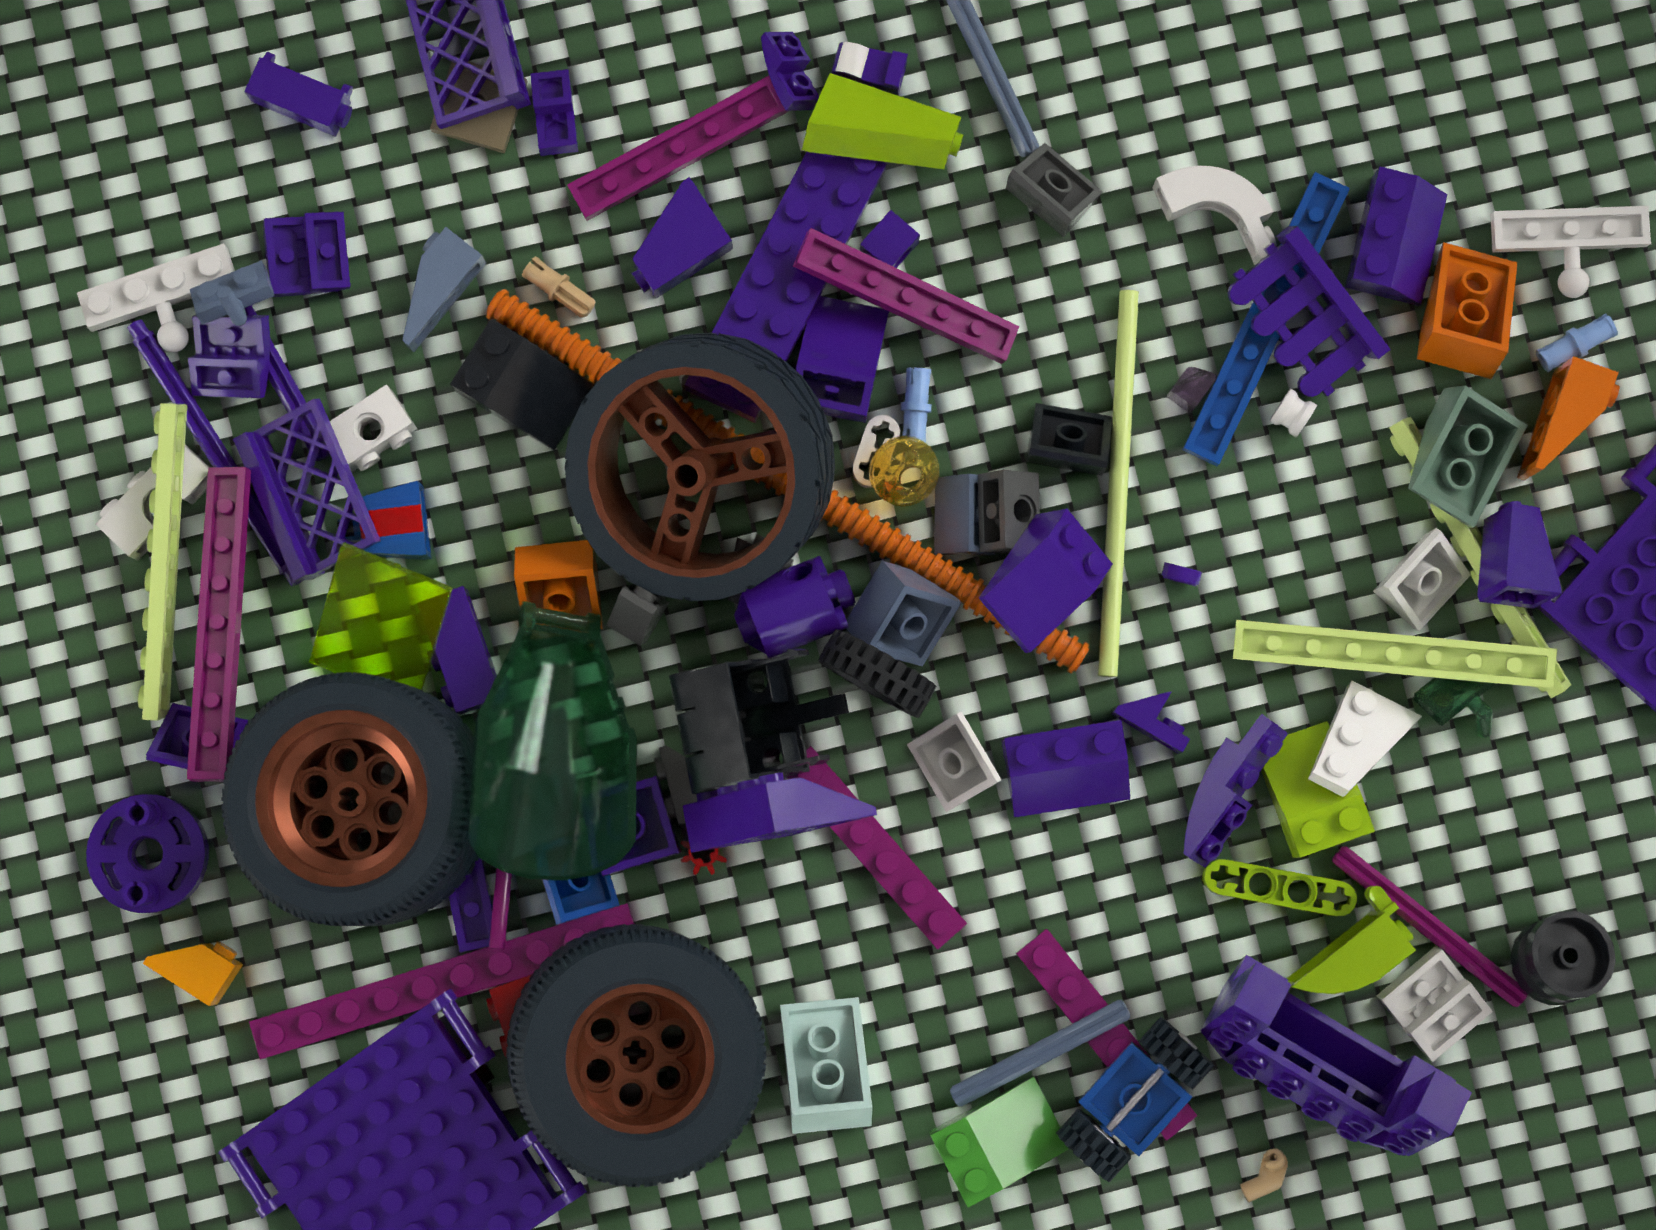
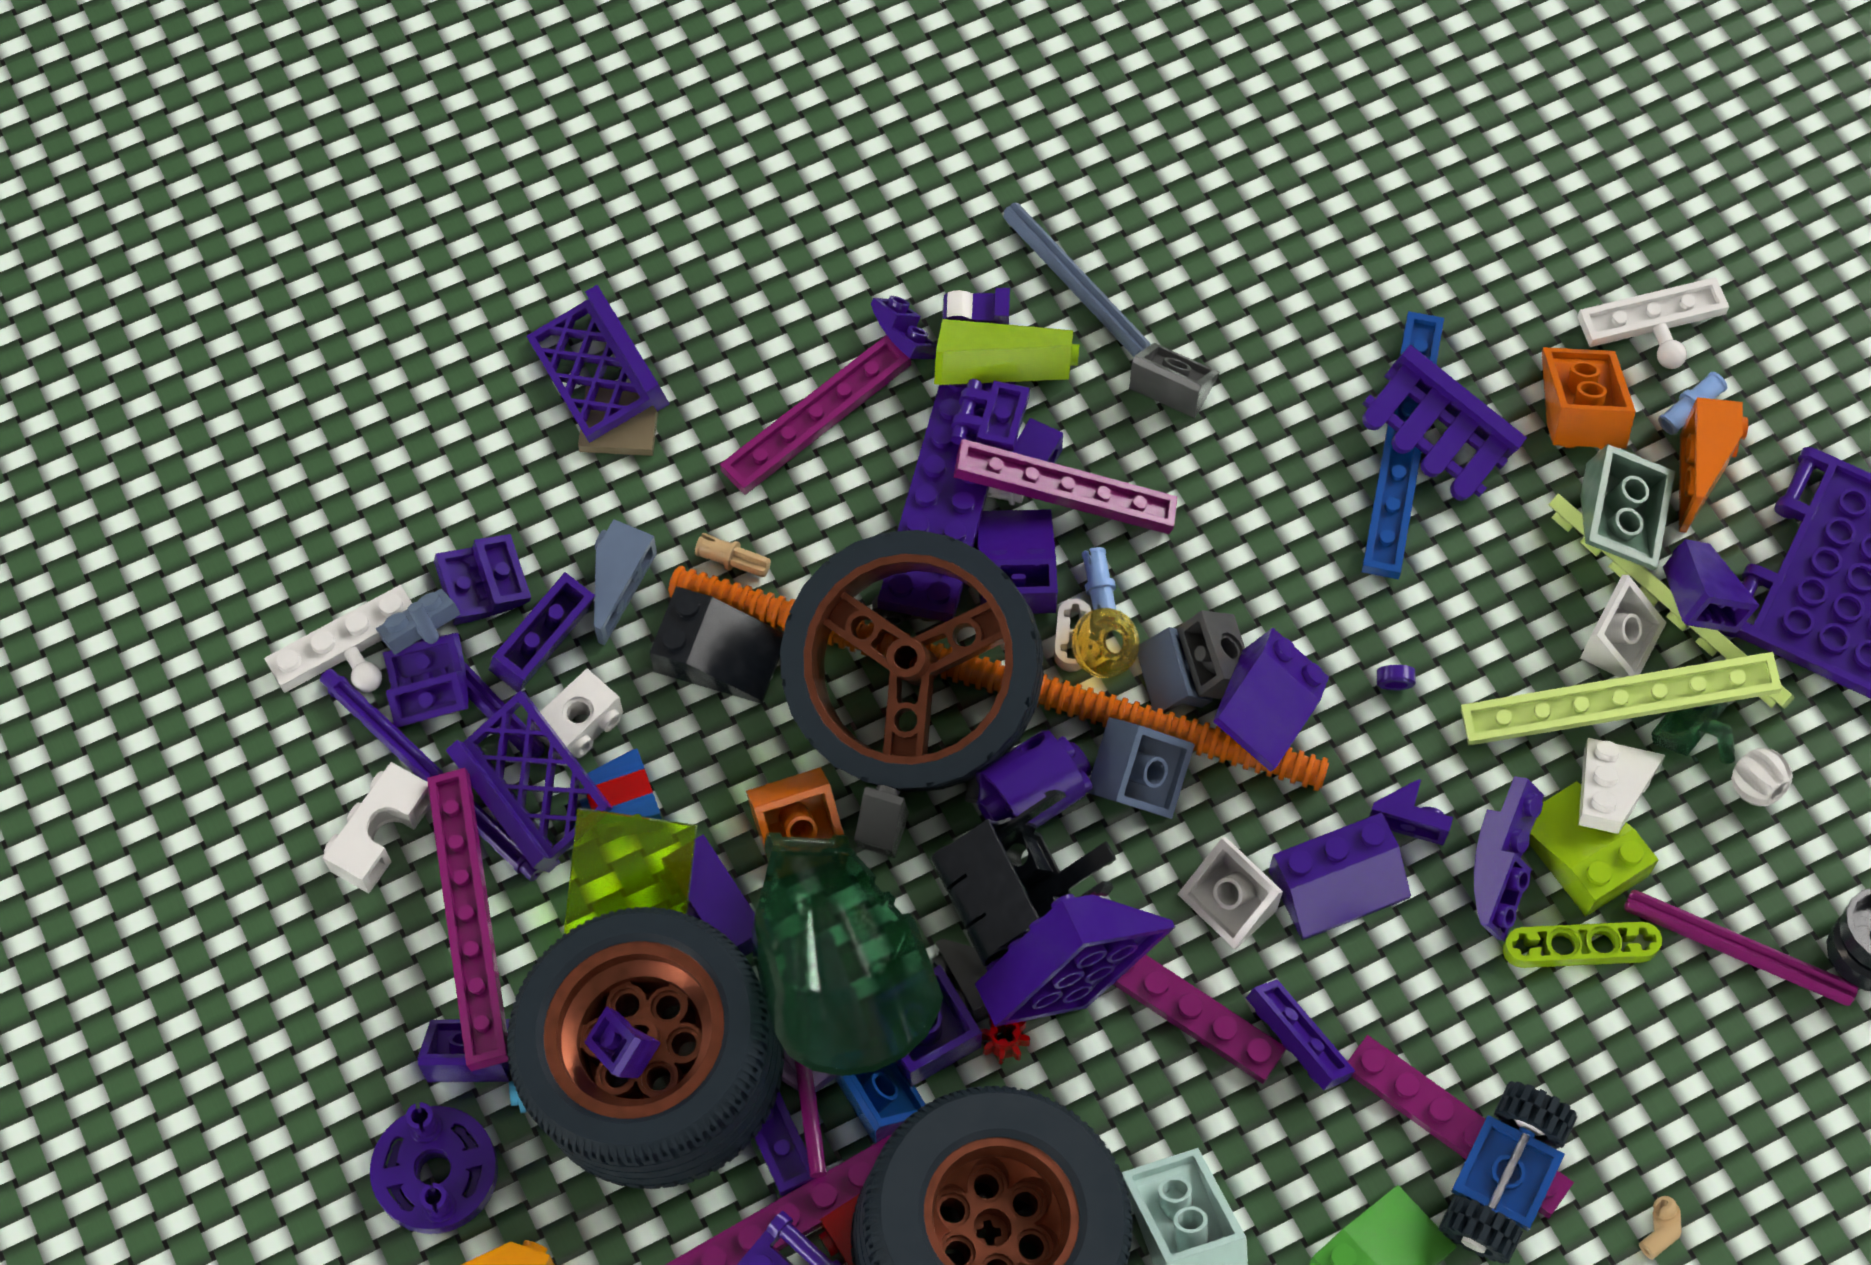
camera: 15 degrees left, 20 degrees down
(164, 545) = (399, 892): yellowish green plate -> none
(299, 96) = (448, 443): dark purple brick -> none
(321, 815) = (620, 1046): none -> dark purple slope
(351, 333) = (541, 632): none -> dark purple brick
(554, 112) = (692, 410): dark purple slope -> none
(680, 242) = (840, 491): dark purple slope -> none
(860, 205) = (1002, 414): none -> dark purple plate
(877, 673) = (1133, 818): black tyre -> none
(982, 915) = (1300, 1034): none -> dark purple plate
(1040, 1053) = (1397, 1154): sand blue axle -> none
(1069, 439) = (1254, 586): black slope -> none
(1118, 482) = (1311, 616): yellowish green piece -> none
(1191, 388) = (1353, 516): clear purple slope -> none
(1218, 191) = (1327, 346): white arch -> none
(1293, 413) = (1455, 515): white wheel -> none
(1329, 1067) = (1686, 1097): dark purple wedge -> none
(1360, 953) = (1682, 981): lime piece -> none
(1396, 236) = (1499, 349): dark purple slope -> none
(1434, 1003) = (1770, 1020): white slope -> none
(1507, 765) = (1762, 777): none -> white piece

